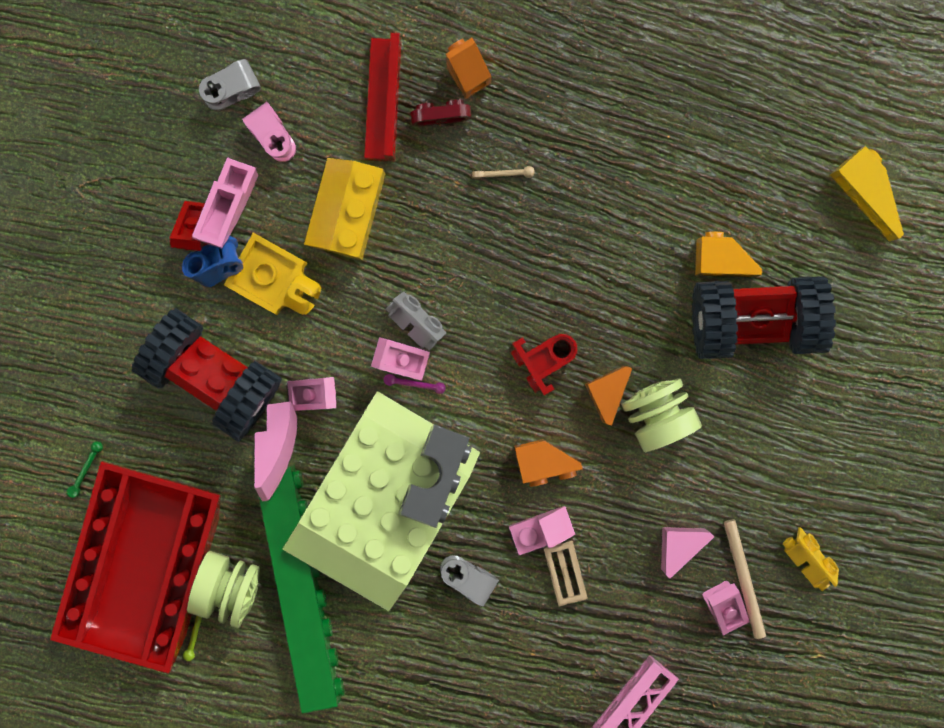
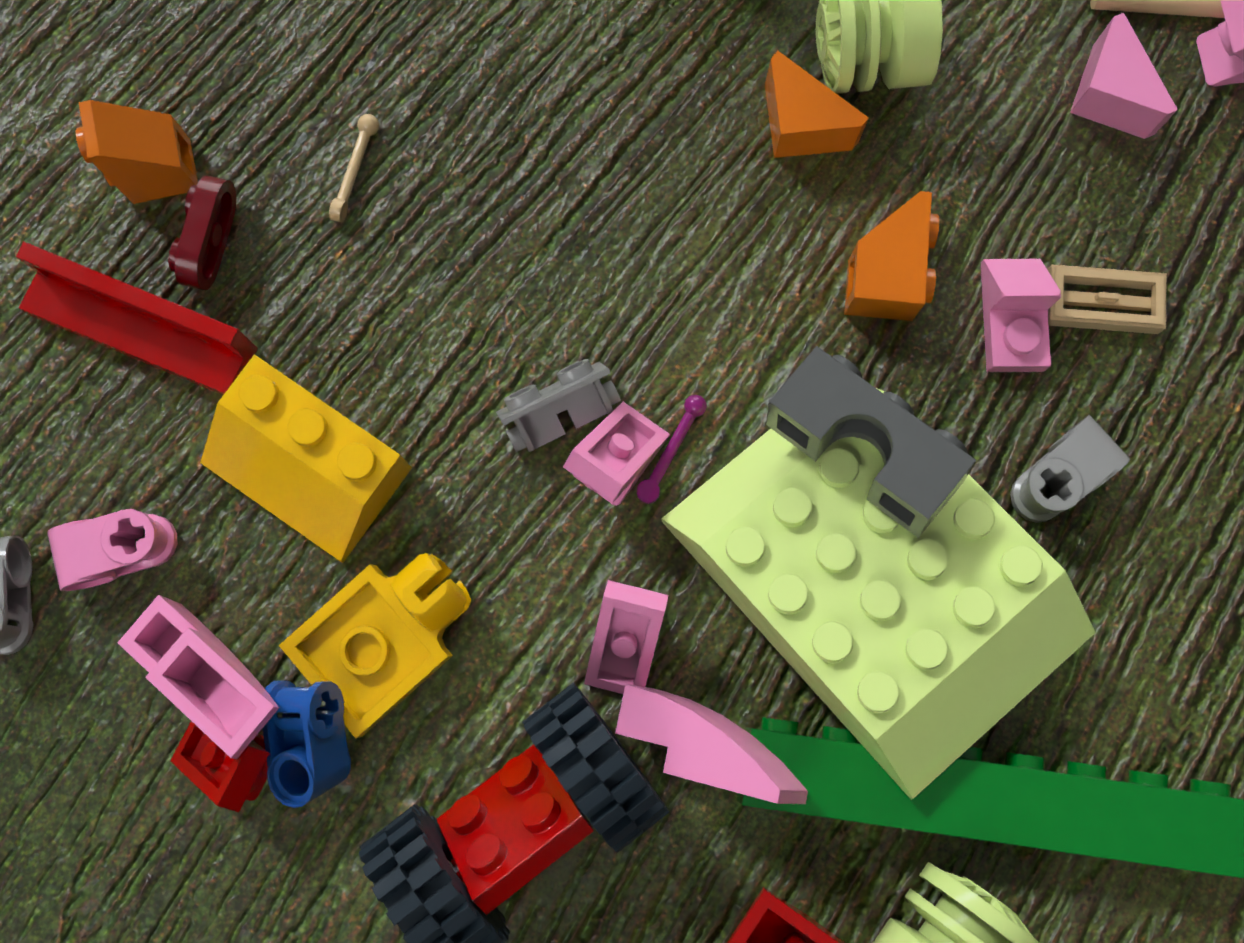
camera: 65 degrees left, 10 degrees down
(542, 360) = (709, 203): red pin -> none

